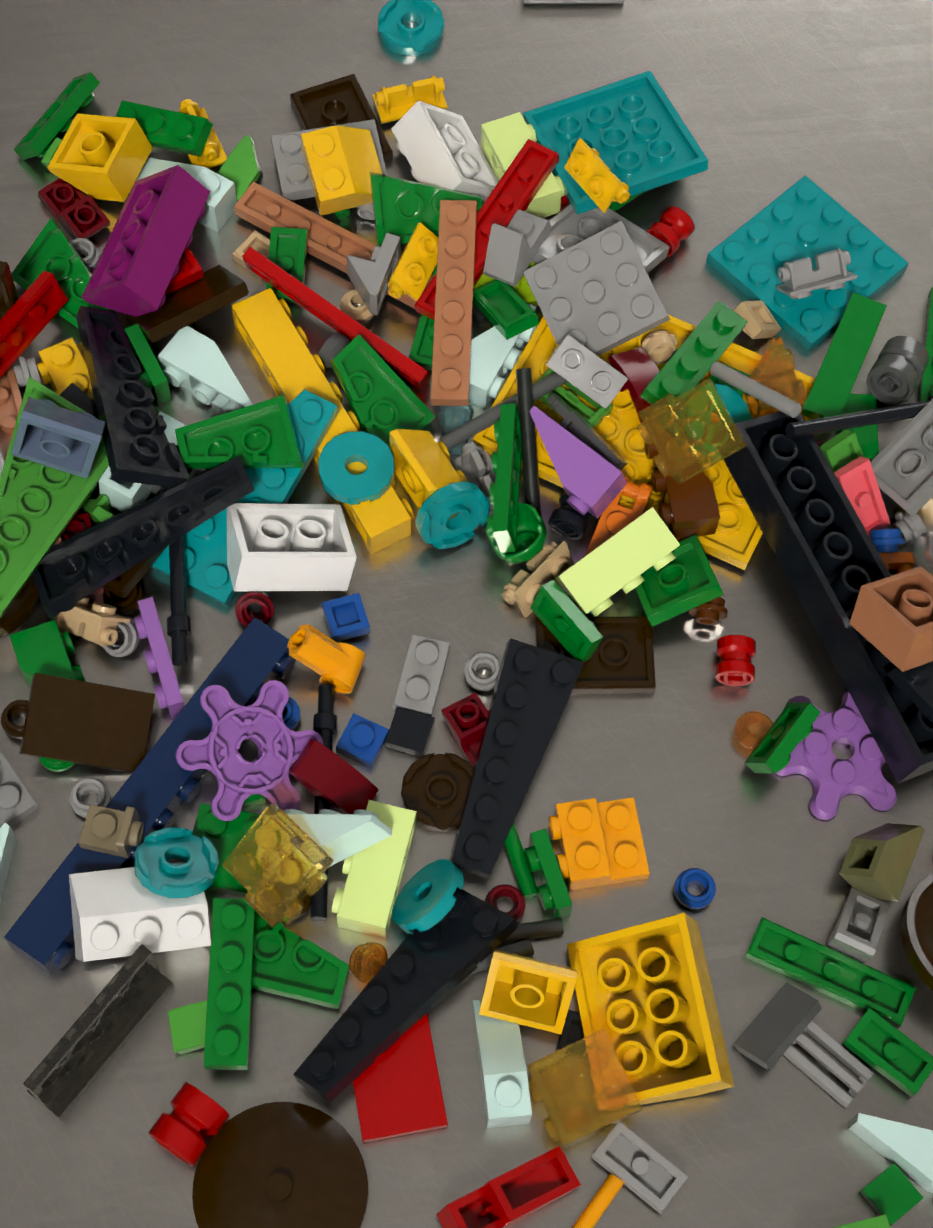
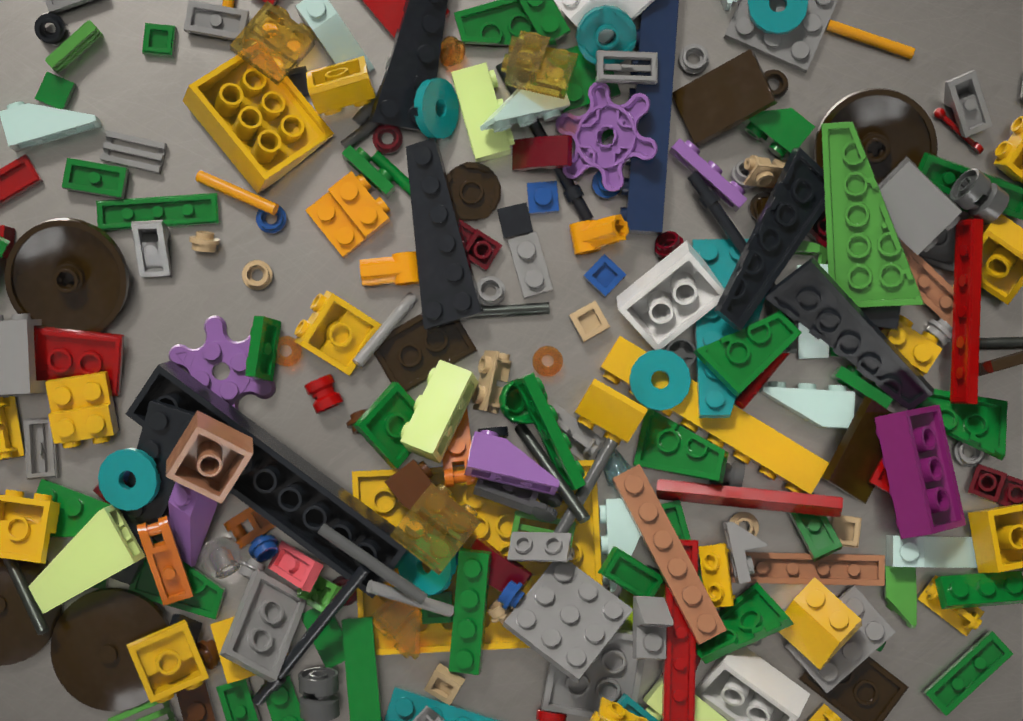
camera: 150 degrees right, 20 degrees up
(58, 437) = (869, 266): sand blue slope -> none
(111, 830) = (659, 32): dark tan bracket -> none
(204, 827) = (626, 79): none -> light grey tile
(225, 76) = (968, 673): none -> green plate
(310, 488) = (684, 349): none -> dark grey wheel
(392, 580) = (589, 321): none -> tan plate
(456, 497) = (573, 385): teal tile -> none
(460, 575) = (538, 365): none -> clear orange plate
(463, 636) = (514, 310): none -> pearl dark grey bar
(566, 621) = (441, 346): green plate -> none
(576, 748) = (398, 269): none -> light orange piece
(628, 689) = (385, 329): none -> light grey bar
(643, 341) = (511, 595): none -> blue plate
(686, 716) = (335, 331): none -> yellow plate
(722, 936) = (237, 192): none -> light orange bar
(724, 1188) = (159, 40): none -> green tile
(753, 825) = (250, 268): none -> tan plate
(777, 1026) = (173, 155): dark grey tile -> none
(780, 431) = (372, 563): none -> dark grey bar
(791, 901) = (204, 241): none -> tan plate
(882, 859) = (157, 303): olive slope -> none

